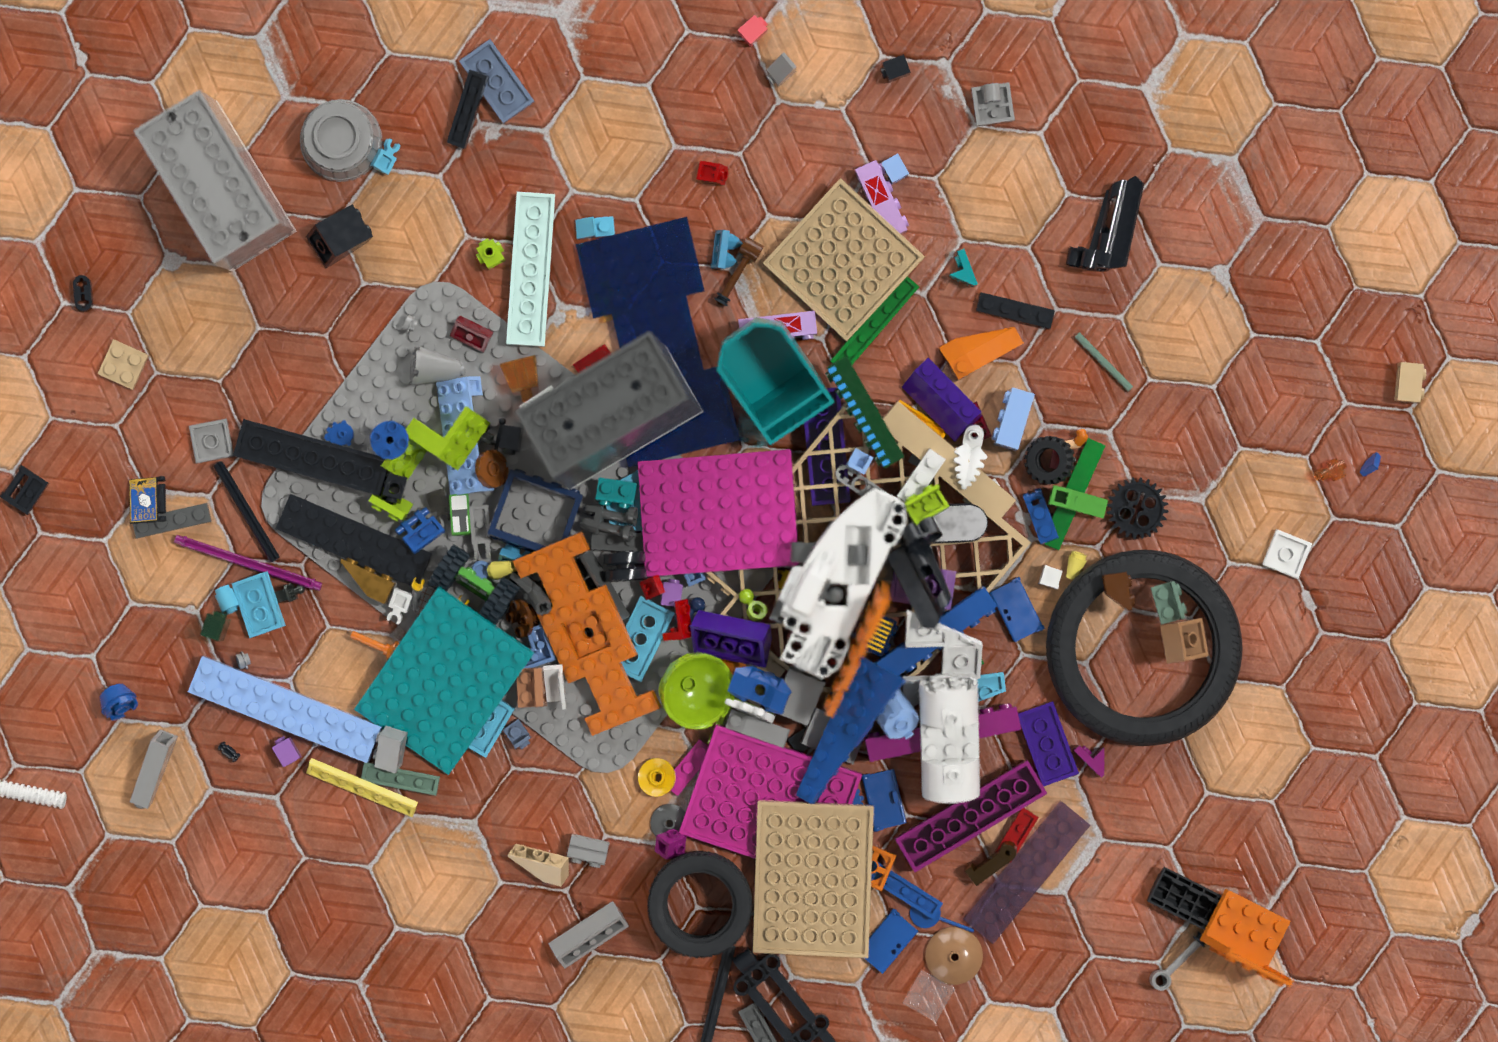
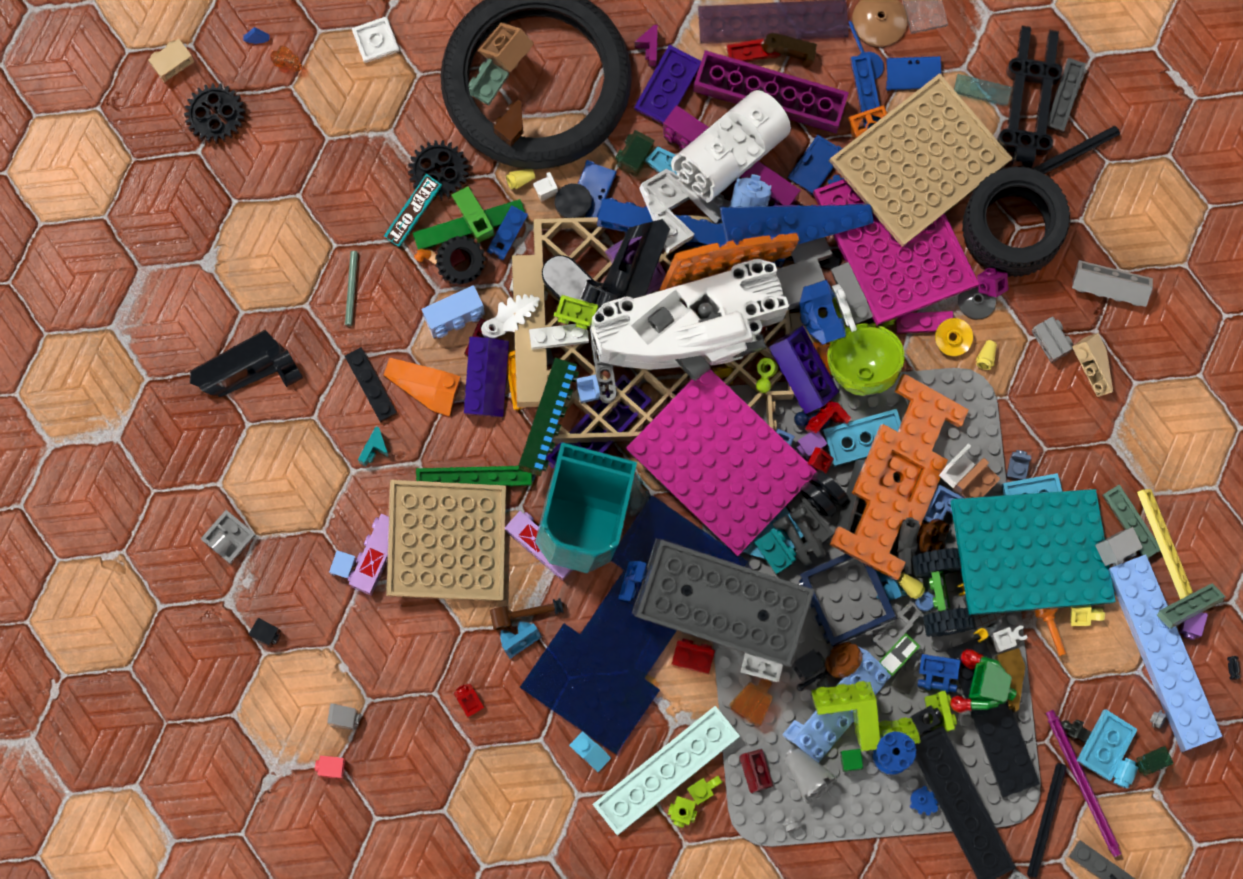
camera: 130 degrees left, 10 degrees down
(299, 760) = (1191, 605): none -> sand green plate
(365, 677) = (1083, 615): none -> light yellow plate
(376, 554) = (988, 687): none -> green torso
(415, 408) = (851, 760): none -> green piece
(493, 283) = (702, 791): none -> lime plate
(620, 789) = (986, 357): none -> light yellow cone
(689, 368) = (635, 573): none -> blue plate
(827, 982) = (982, 90): none -> clear light blue tile
(1016, 669) = (635, 152): none -> clear green brick
(1019, 587) = (573, 201): none -> black tile
(1121, 460) = (413, 210): none -> tile
(1338, 395) = (226, 101): none -> black gear

